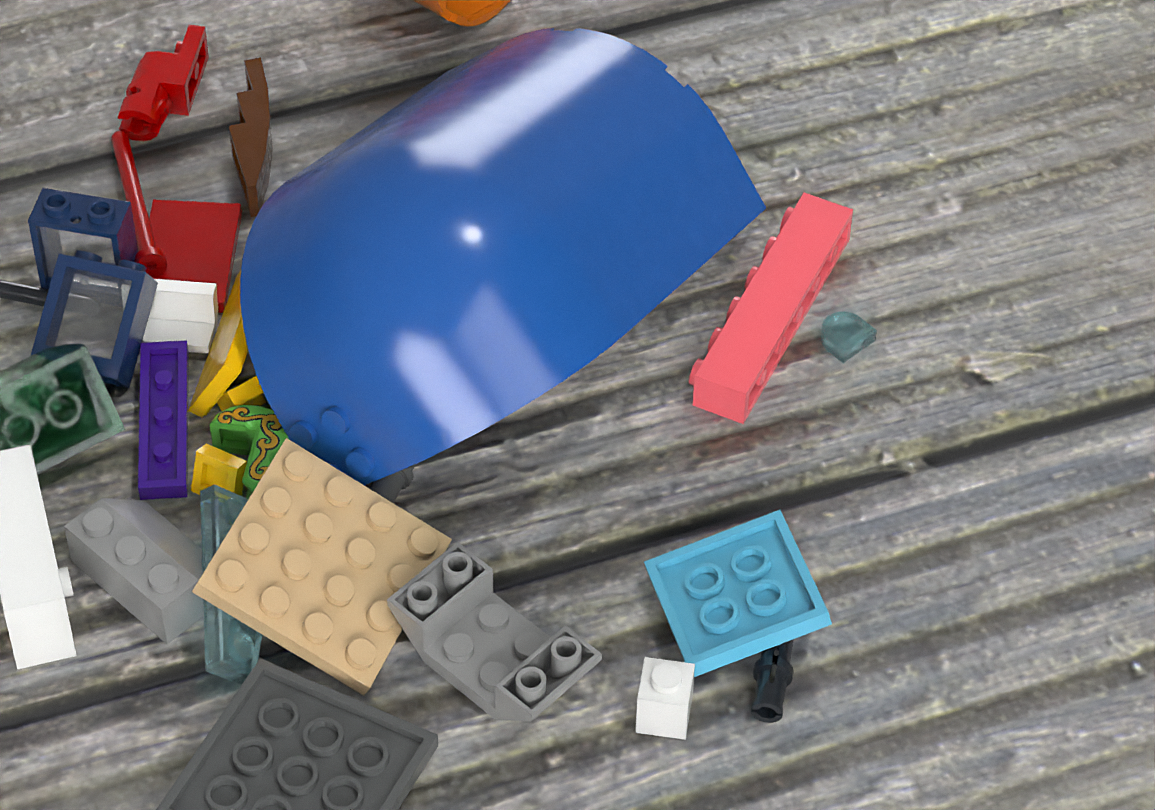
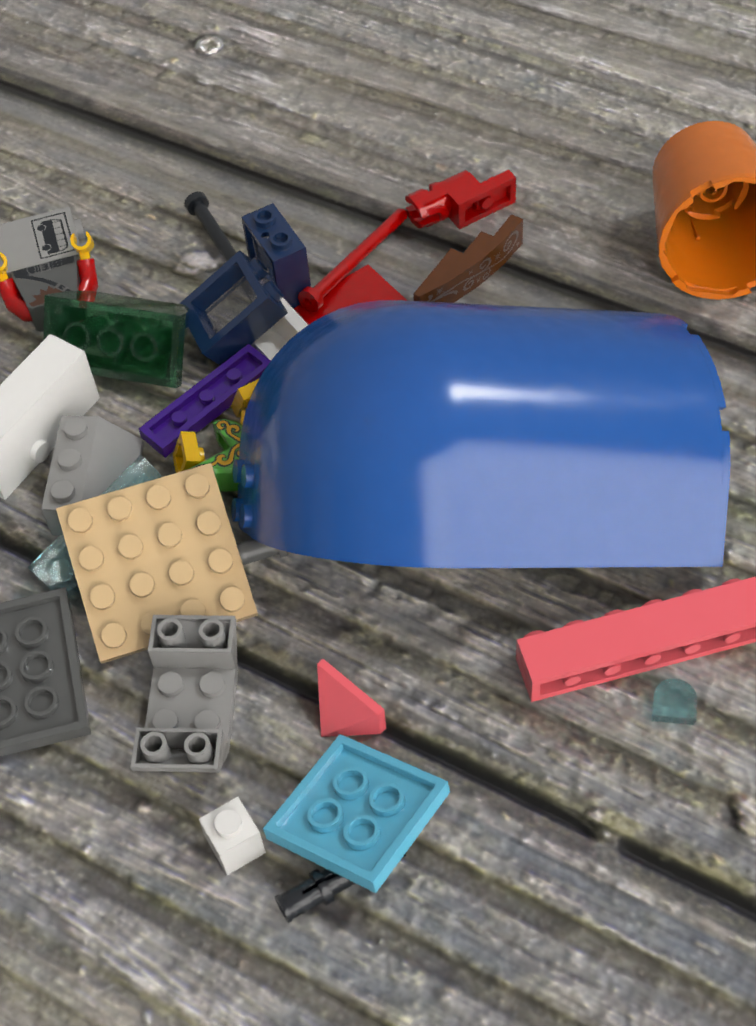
camera: 55 degrees right, 5 degrees up
(616, 539) = (345, 706): none -> coral slope

